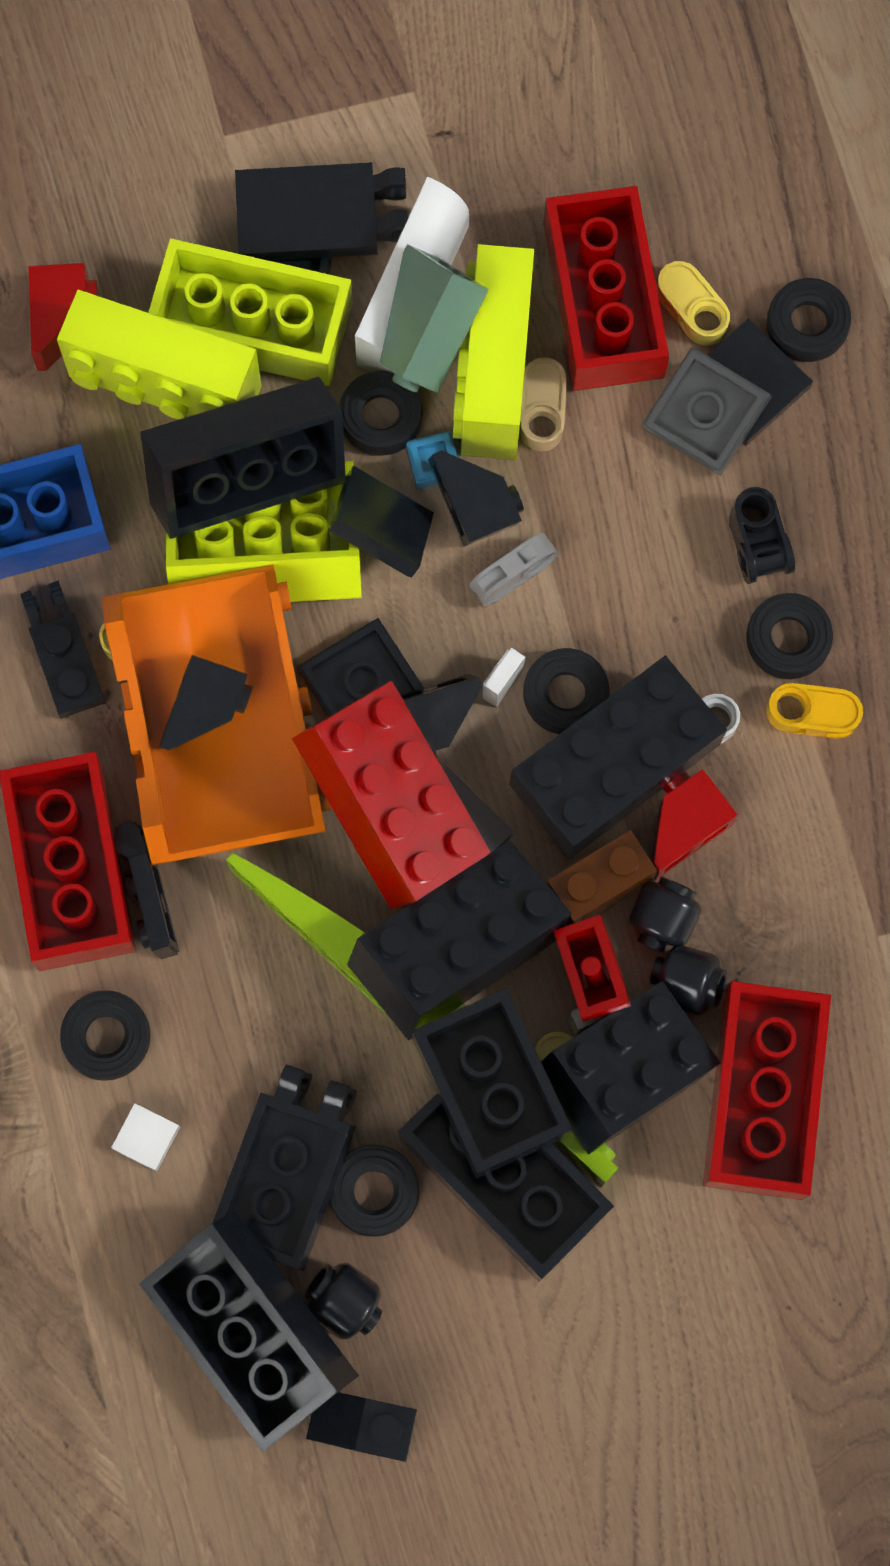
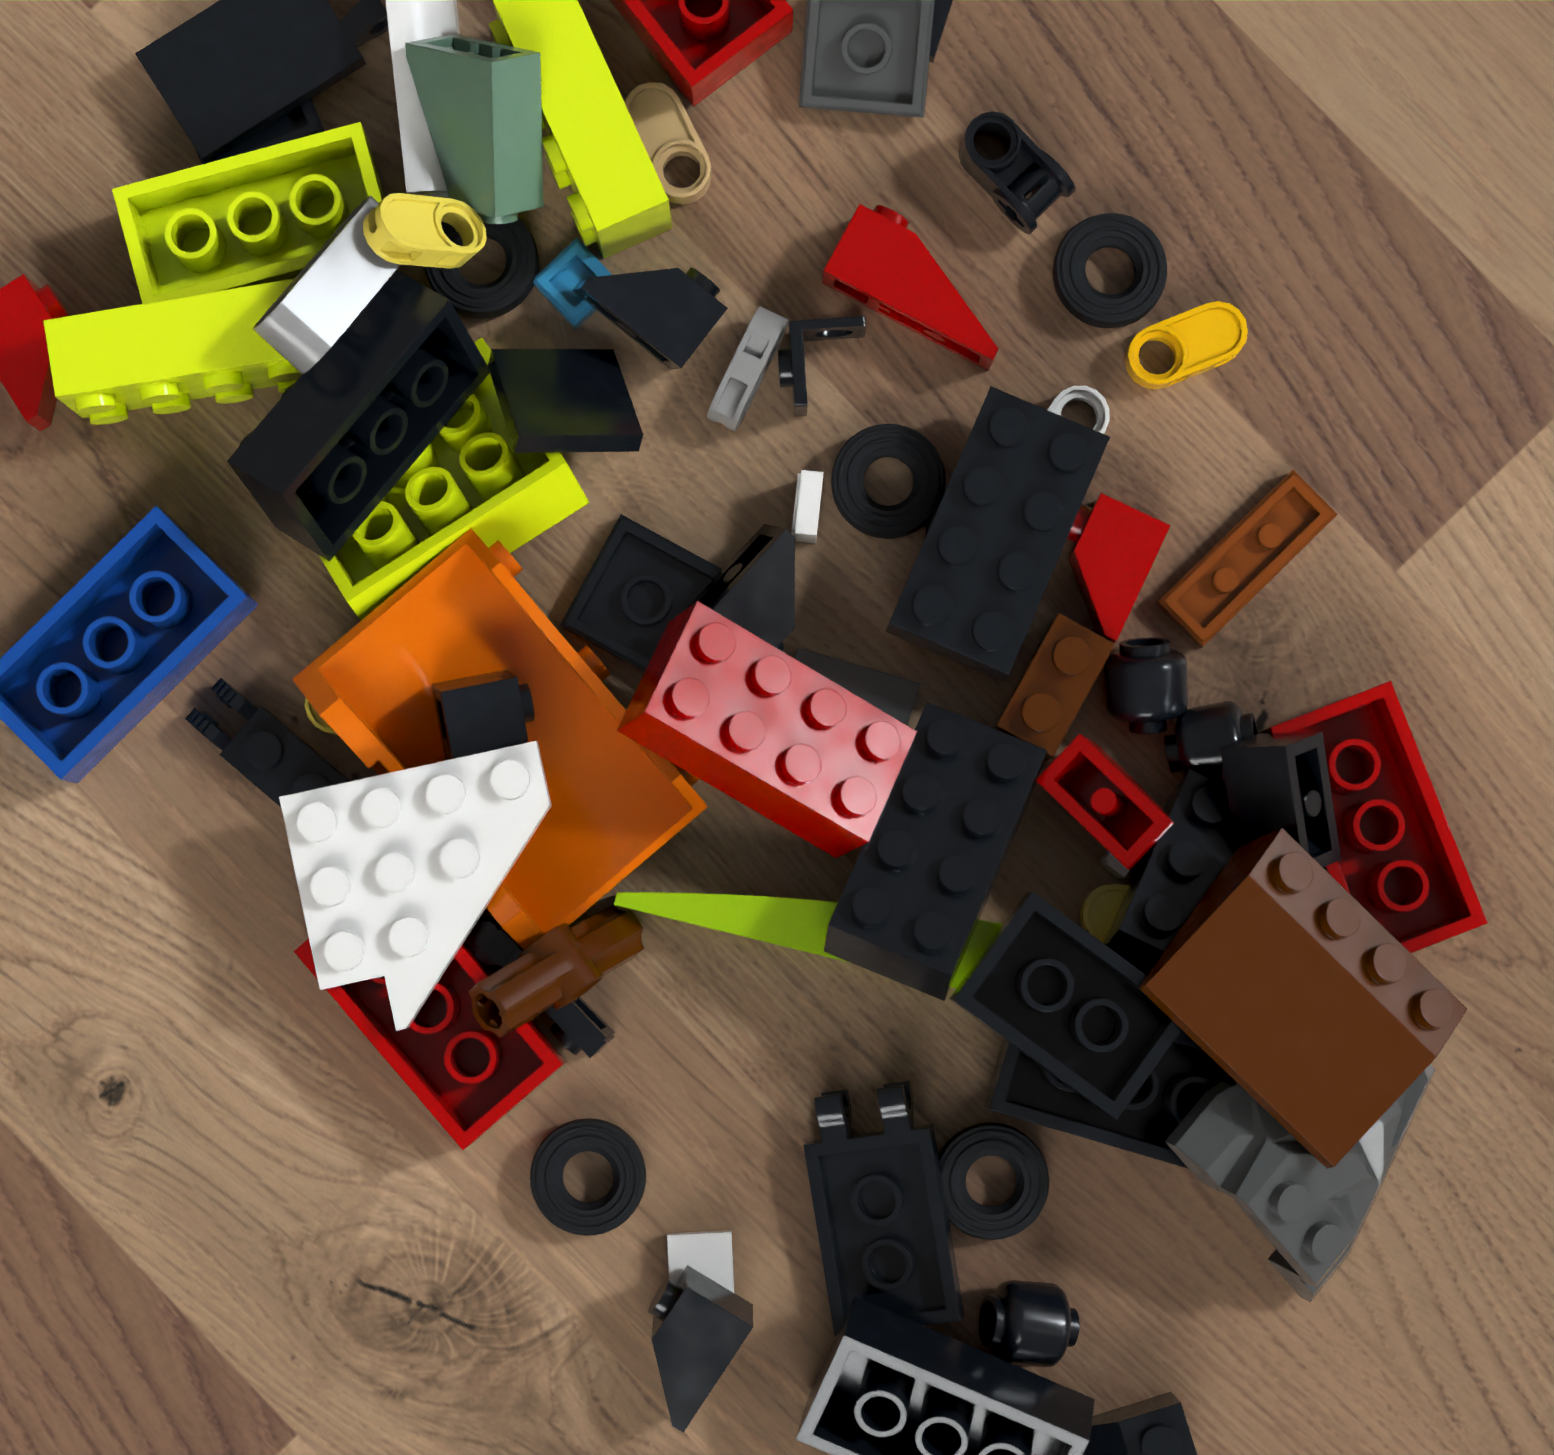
camera: 30 degrees left, 10 degrees up
(106, 754) = (408, 863): none -> white wing
(110, 1179) = (695, 1338): none -> black slope
(162, 877) = (556, 970): none -> reddish brown piece
(274, 362) = (326, 294): none -> beam
(342, 355) = (410, 232): none -> light yellow piece
(567, 567) = (792, 360): none -> black bracket
(610, 1276) = (1286, 1192): none -> dark grey wedge
(644, 562) = (898, 277): none -> red slope
(652, 1164) = (1302, 996): none -> reddish brown slope
(715, 1029) = (1286, 785): none -> black slope
(779, 871) = (1246, 559): none -> dark orange tile

